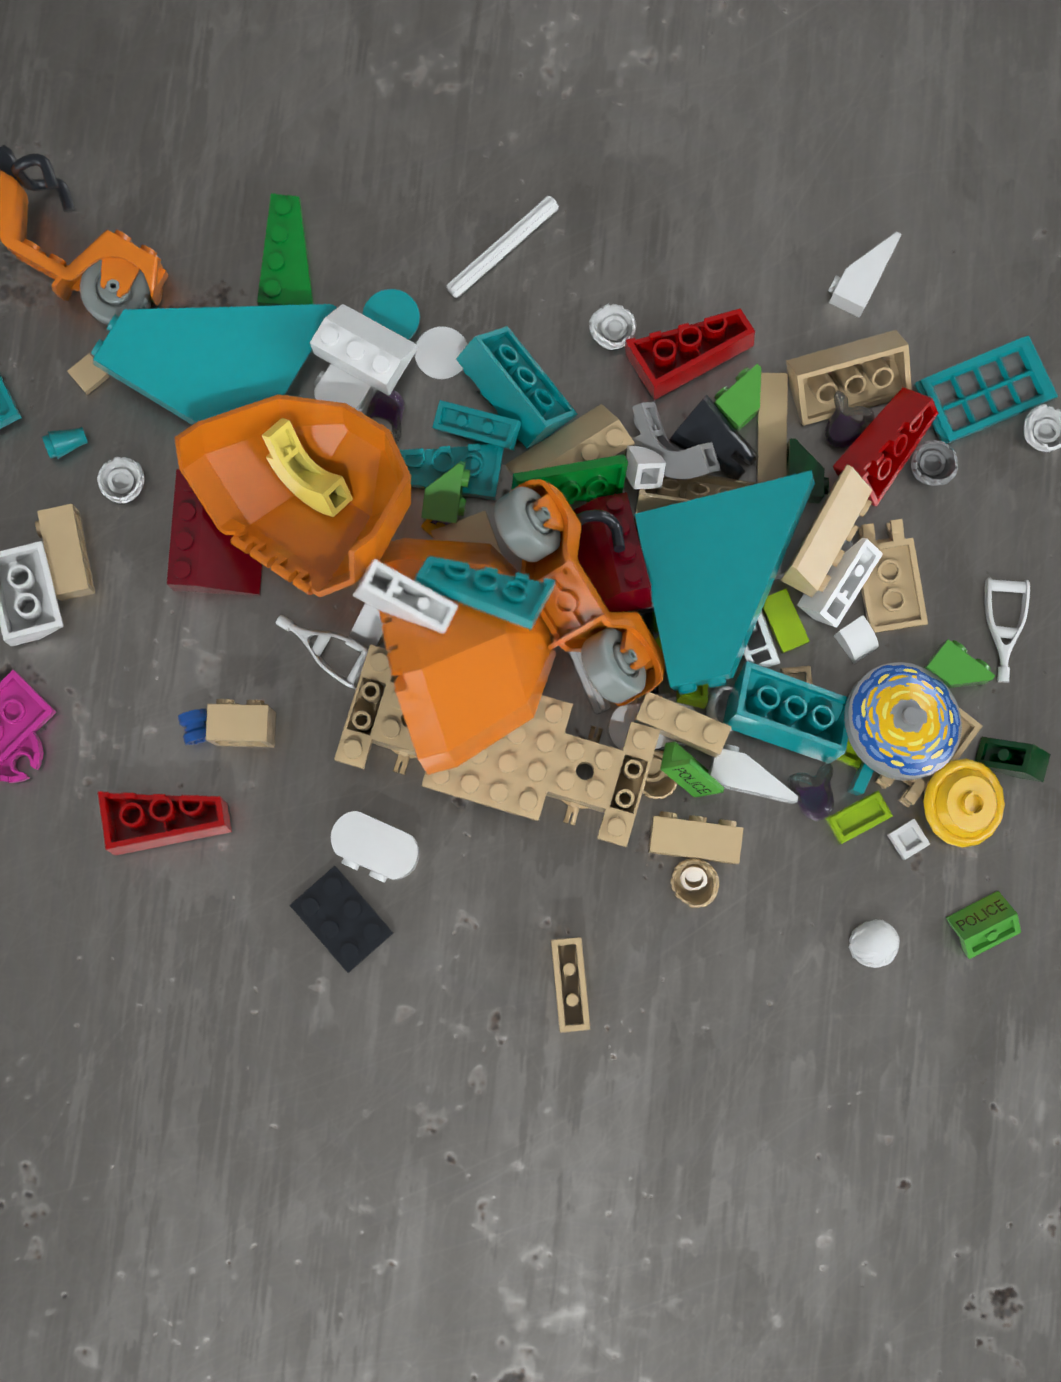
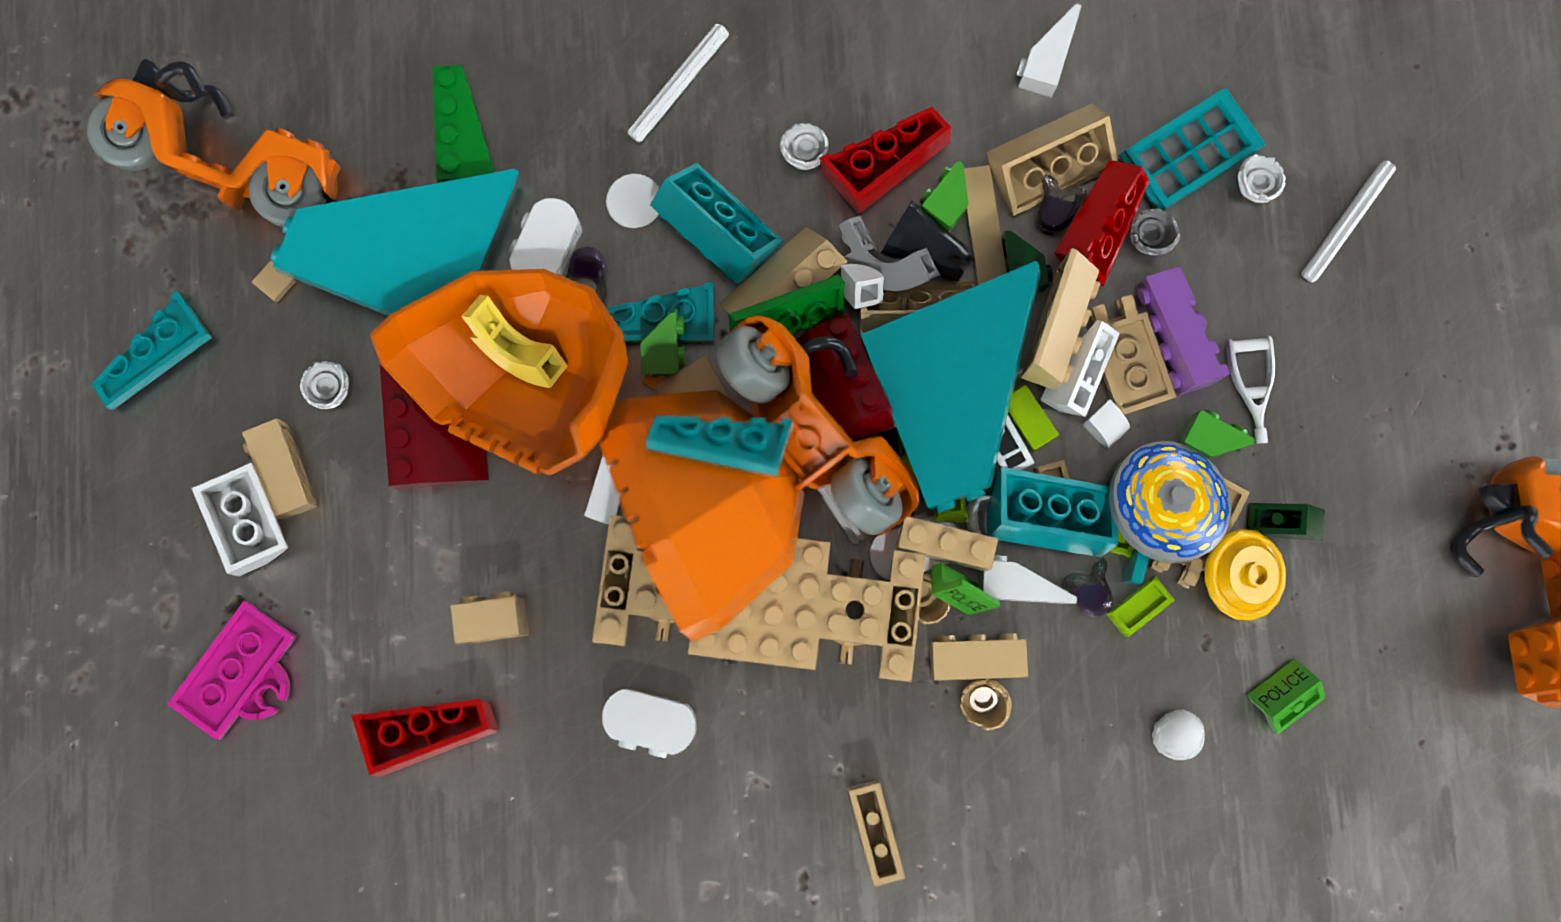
camera: 10 degrees left, 0 degrees up
(63, 441) = (258, 355): teal cone -> none
(195, 726) = (442, 626): blue wheel -> none
(319, 646) = (558, 521): white piece -> none
(341, 919) = (627, 803): black plate -> none
(363, 348) = (552, 209): white slope -> none
(394, 311) = (576, 173): teal piece -> none
(404, 598) = (638, 465): white slope -> none
(476, 425) = (682, 269): teal plate -> none
(908, 839) = (1195, 621): white plate -> none
(942, 562) = (1180, 331): none -> medium lavender wedge

